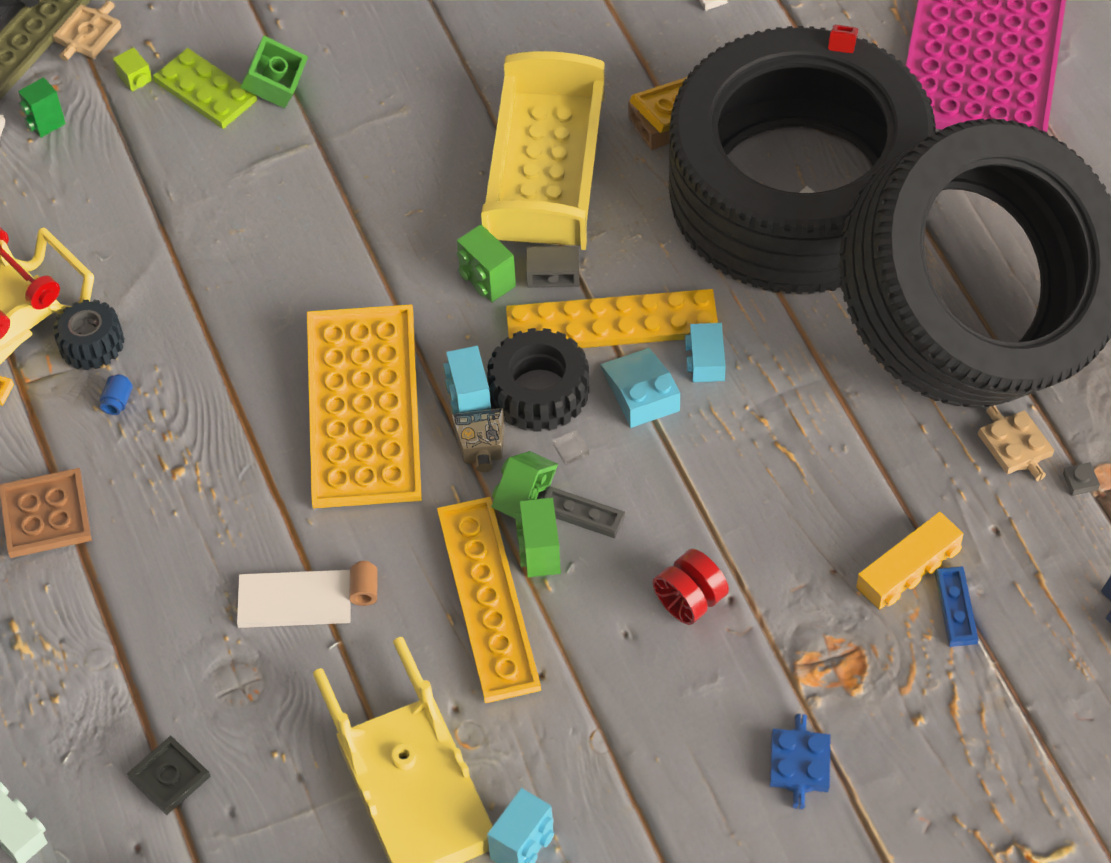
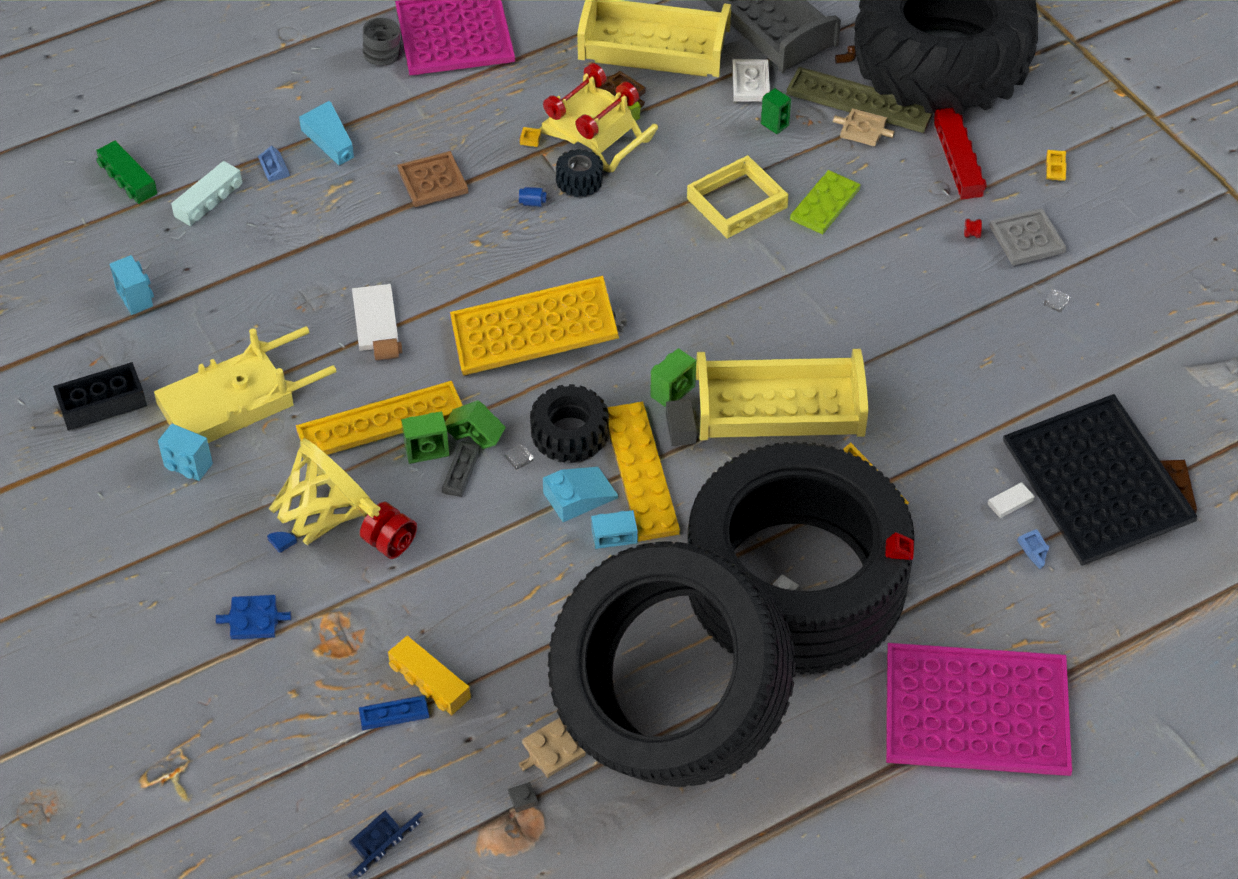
camera: 80 degrees right, 5 degrees down
(132, 69) = (830, 156): lime brick -> none
(166, 138) = (729, 227): none -> light yellow window
(168, 775) = (235, 272): pearl dark grey plate -> none
(274, 72) = (838, 230): bright green brick -> none
(466, 381) = (555, 373): medium azure brick -> none
(480, 437) = (515, 398): torso -> none
(623, 624) = (342, 493): none -> light yellow piece
(676, 725) = (281, 540): none -> blue tile

